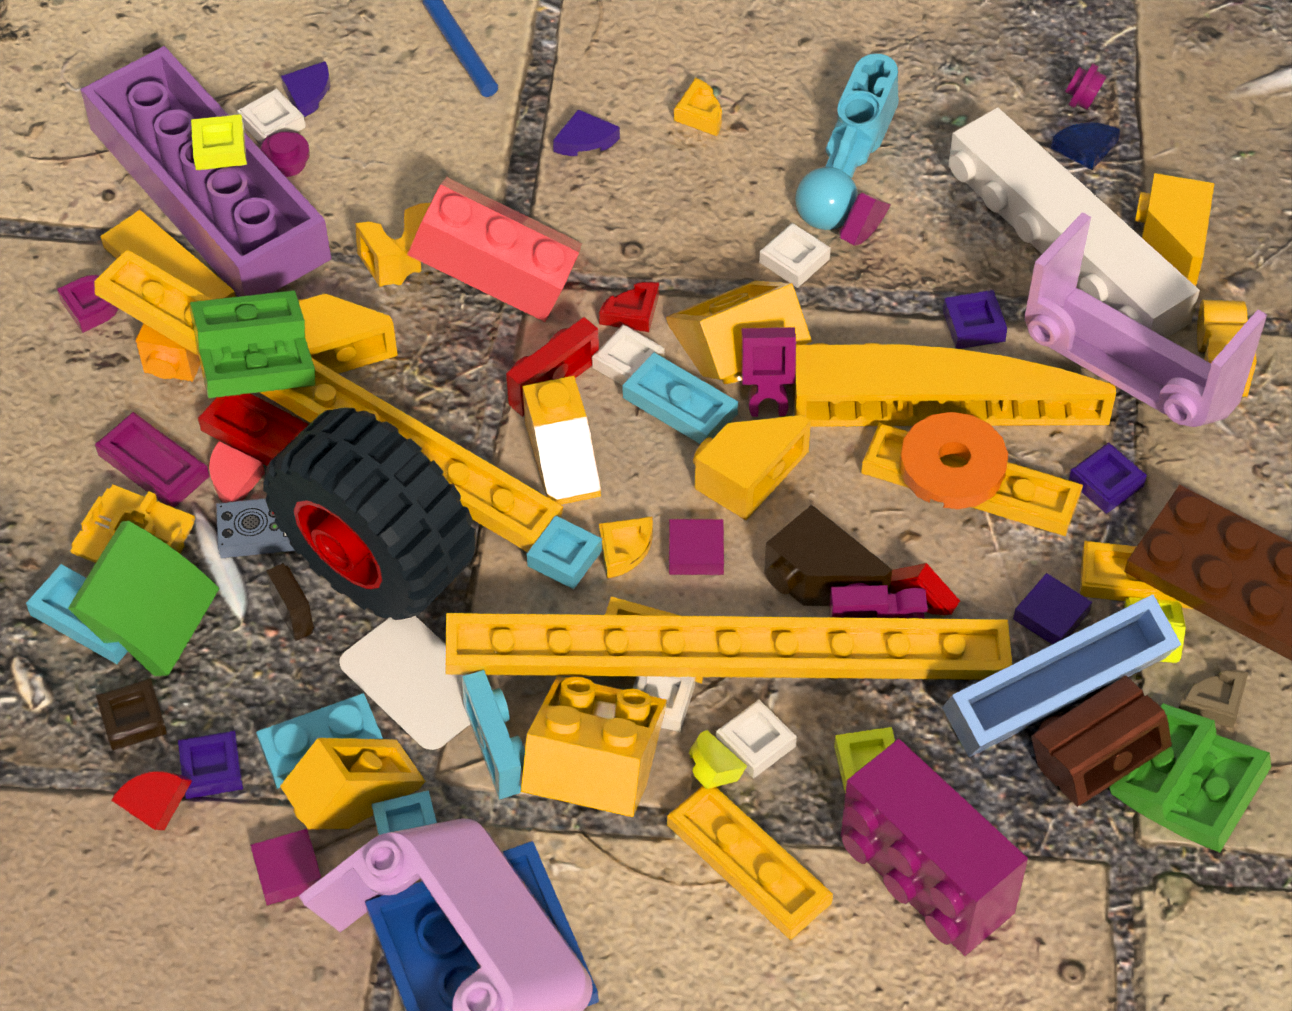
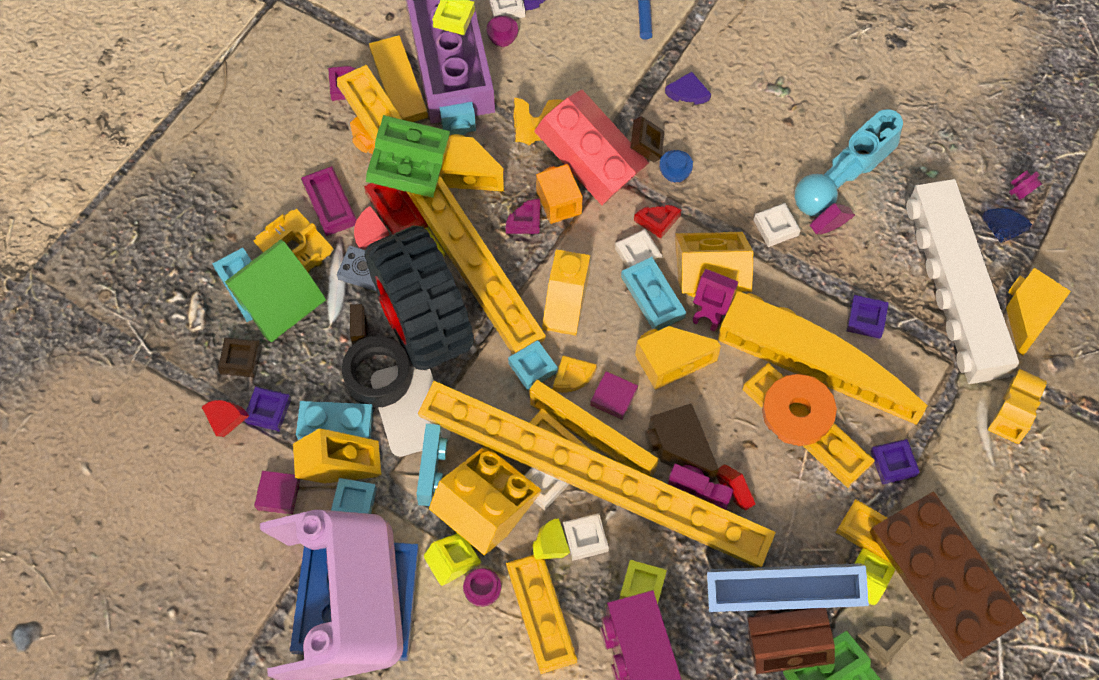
camera: 25 degrees right, 10 degrees up
(288, 275) = (458, 118): none -> medium azure plate
(340, 611) = (377, 346): none -> black tyre
(449, 376) = (525, 219): none -> magenta tile
(481, 324) = (558, 193): none -> light orange brick
(563, 356) = (589, 239): red plate -> none
(565, 212) = (647, 139): none -> dark brown tile
(584, 845) = (450, 558): none -> neon yellow slope
(621, 233) = (676, 165): none -> blue plate
(650, 861) = (482, 587): none -> magenta plate
(687, 593) = (592, 429): none -> yellow tile
(699, 108) = (769, 100): yellow tile -> none
(1052, 610) = (811, 536): dark purple tile -> none
(1127, 351) = (946, 384): lavender windscreen -> none

